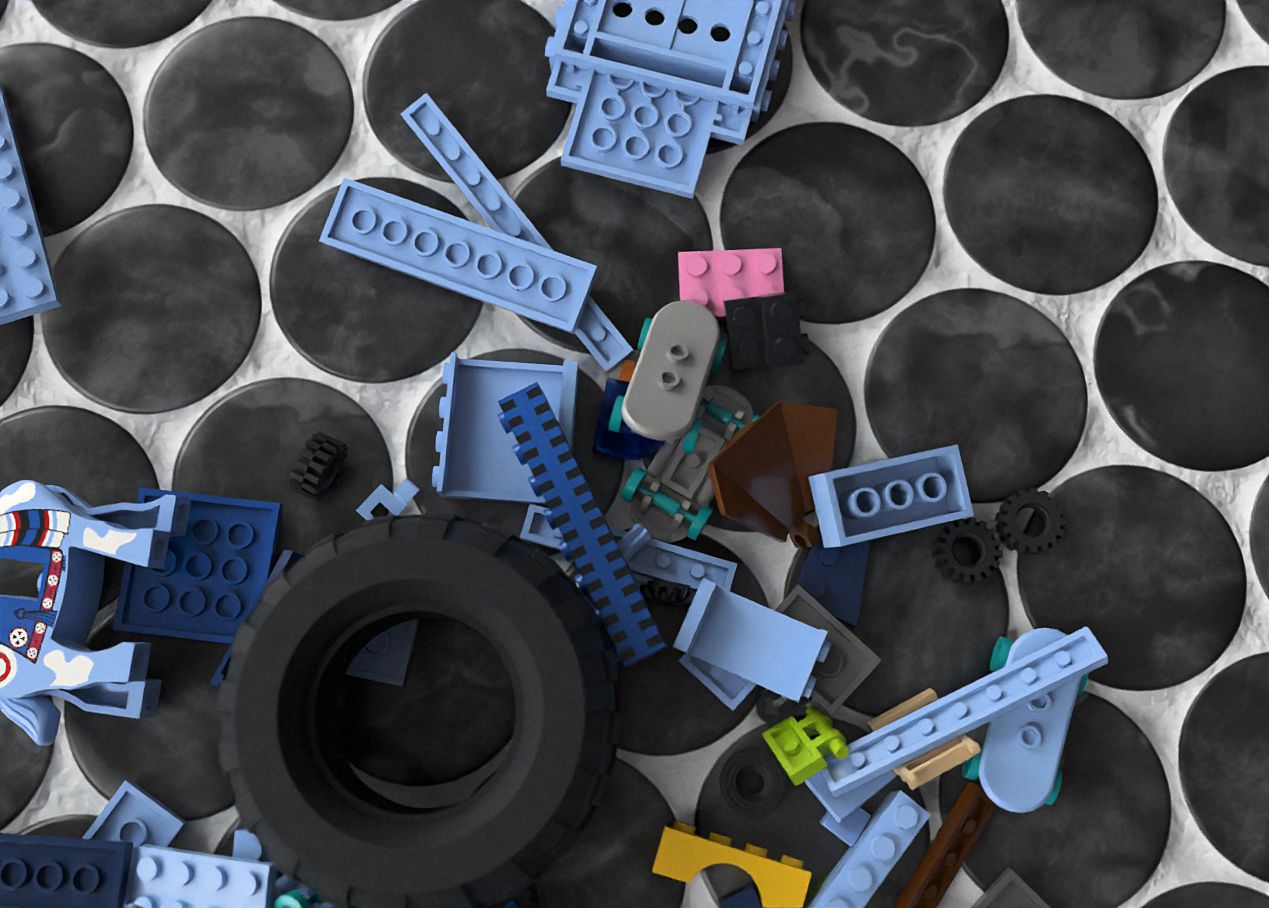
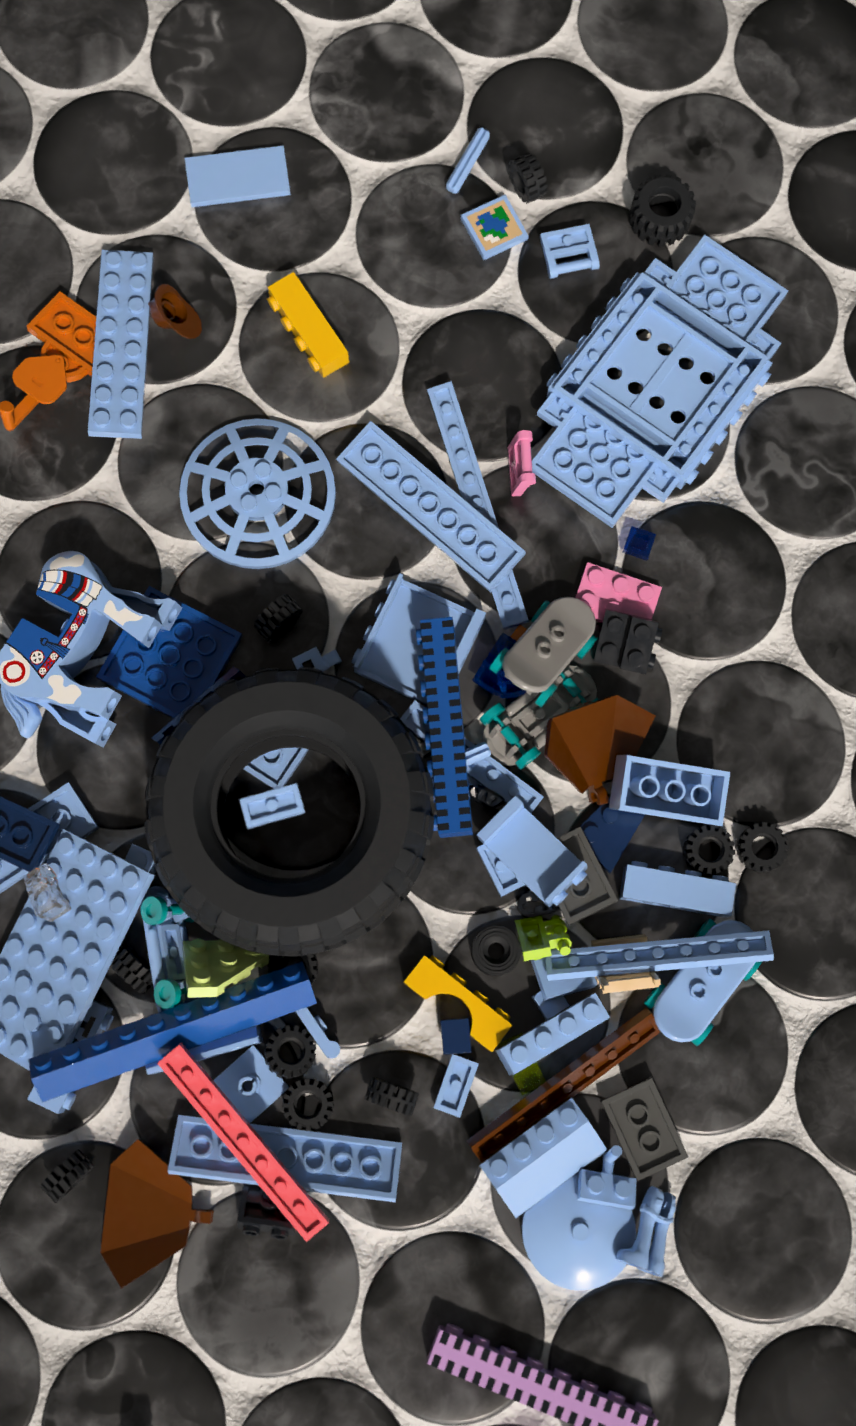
camera: 15 degrees right, 0 degrees up
(47, 135) = (173, 312): none -> reddish brown piece
(222, 89) = (308, 325): none -> yellow brick
(248, 332) = (259, 506): none -> light blue dish
(390, 725) = (272, 806): none -> light blue plate
(550, 160) = (520, 463): none -> bright pink plate
(732, 205) = (639, 543): none -> clear blue plate
(948, 616) = (677, 890): none -> light blue brick

